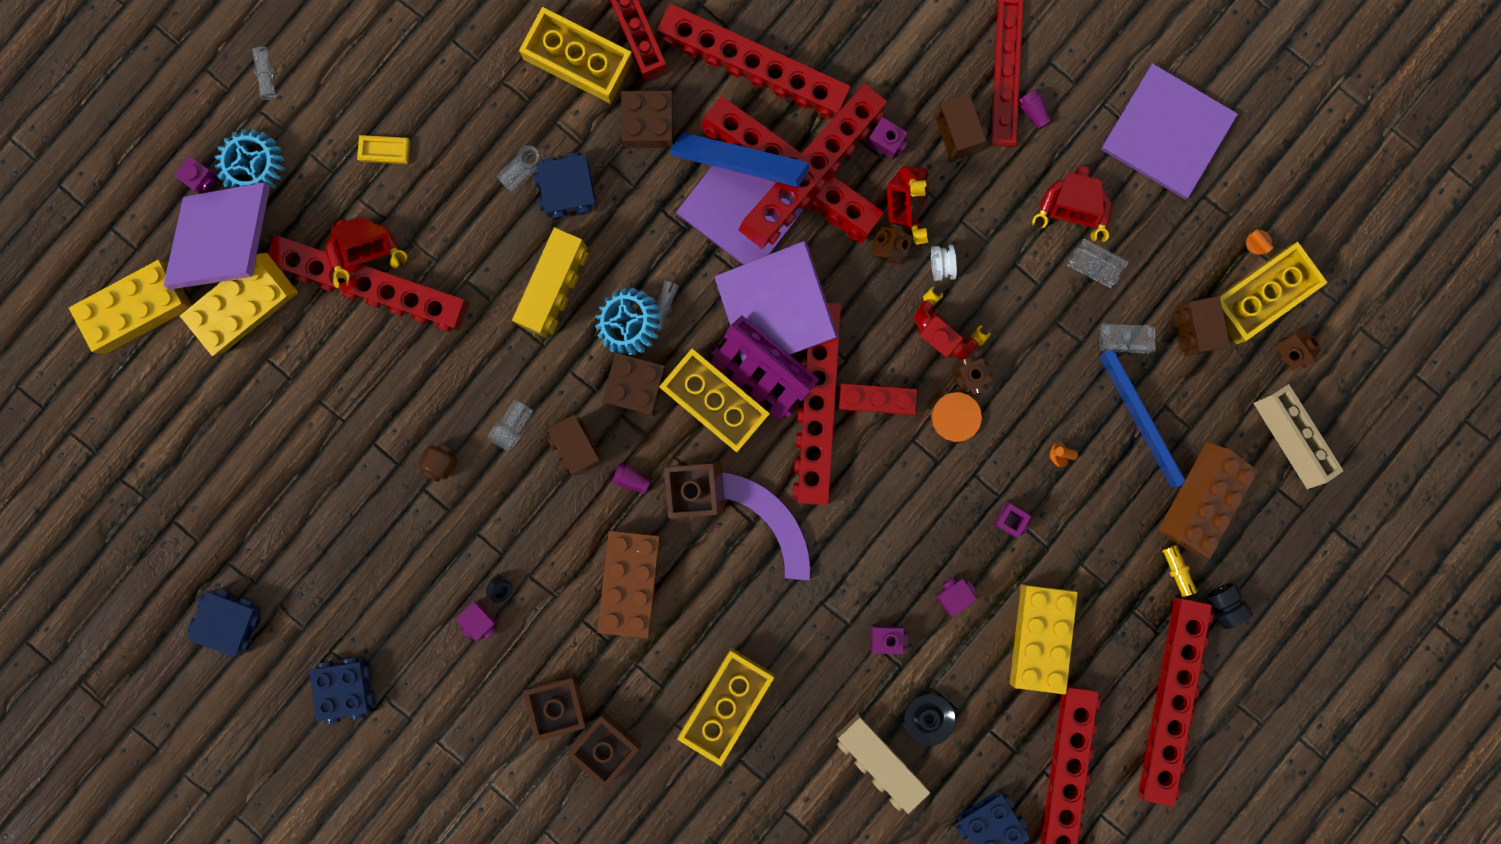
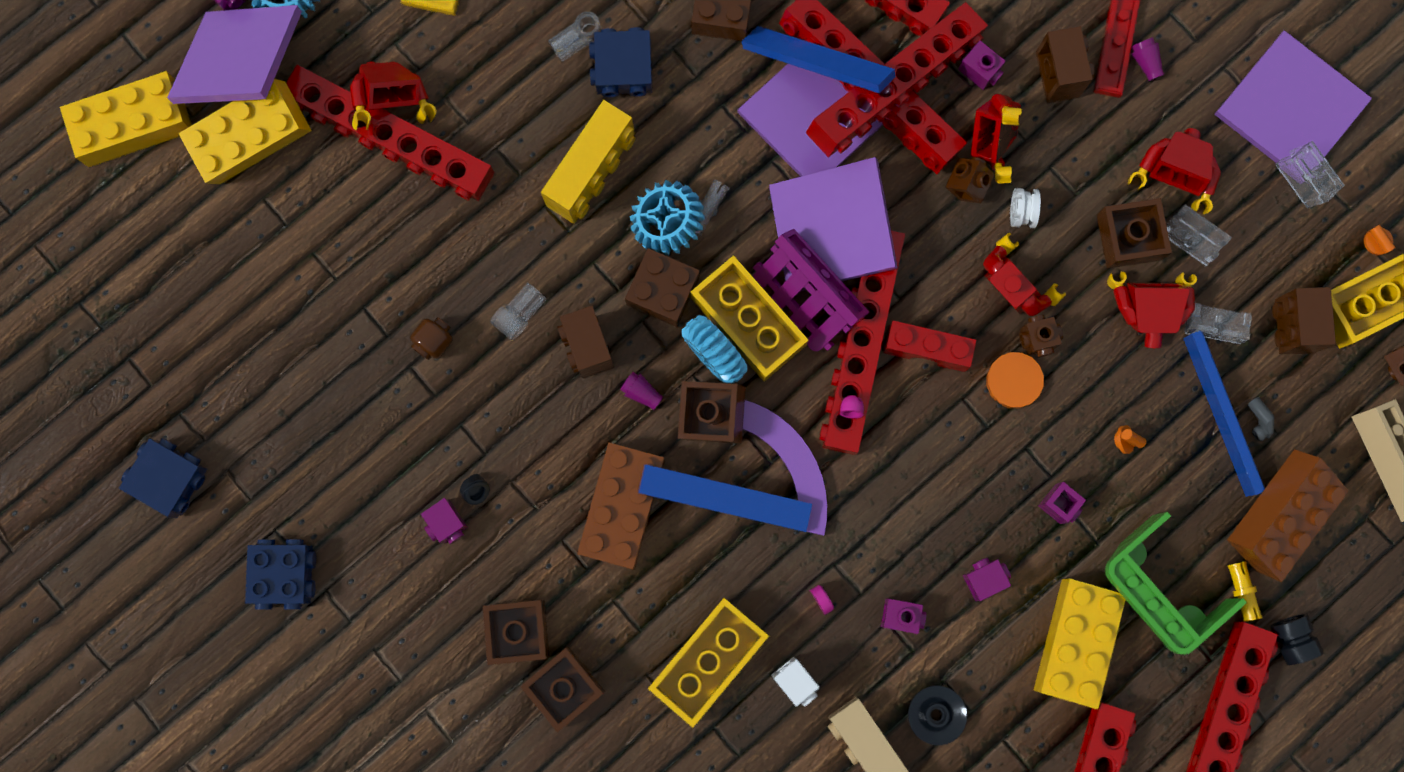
camera: 10 degrees right, 5 degrees down
(688, 435) = (714, 350): none -> medium azure gear
(717, 563) = (725, 498): none -> blue tile
(803, 712) = (796, 682): none -> white brick
(815, 635) = (822, 599): none -> dark pink tile
(816, 466) = (852, 407): none -> dark pink hinge
(1042, 270) = (1134, 233): none -> reddish brown brick
(1069, 333) = (1154, 306): none -> red torso
(1124, 615) = (1178, 629): none -> bright green windscreen
(1178, 416) = (1265, 419): none -> dark grey arm
(1191, 193) = (1310, 175): none -> clear hinge

